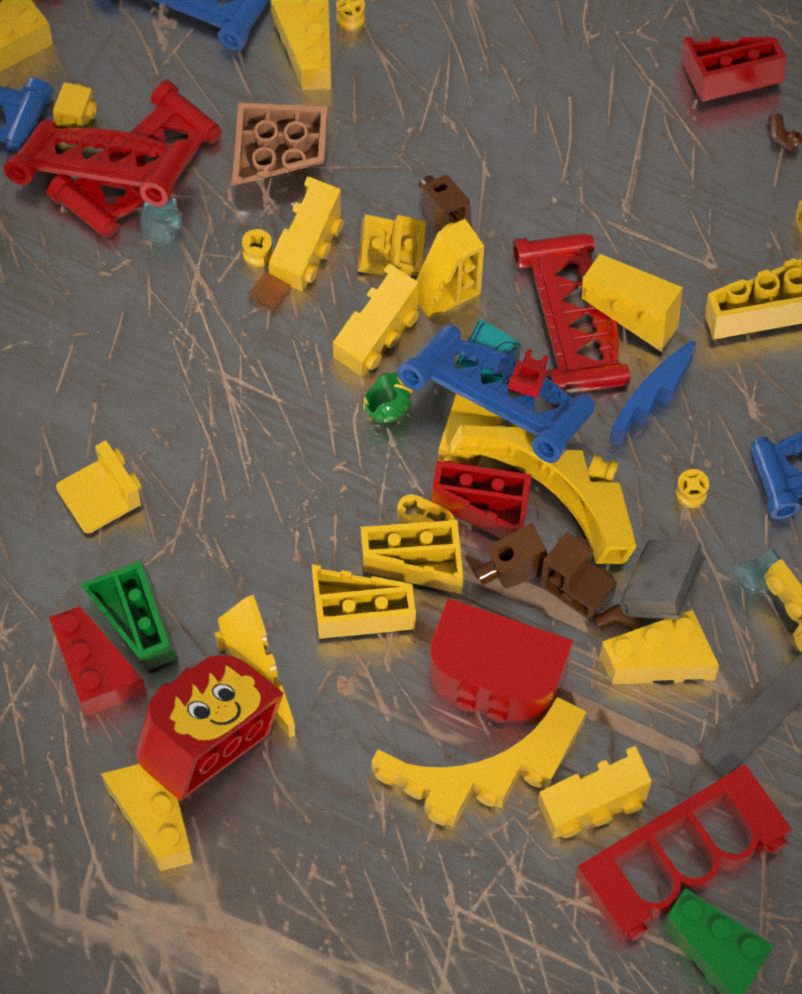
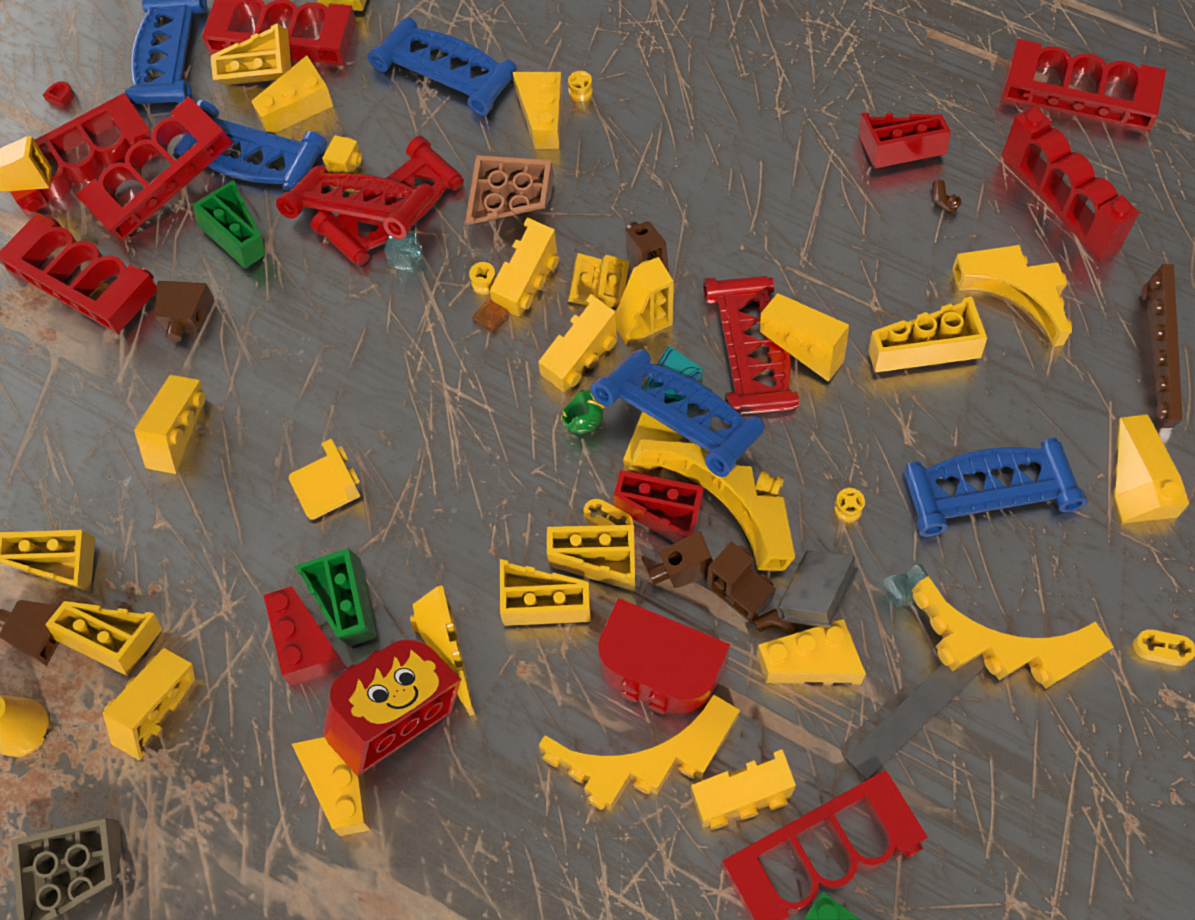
camera: 10 degrees right, 0 degrees up
(529, 375) = (707, 397): red plate -> none
(658, 386) = (822, 412): blue slope -> none

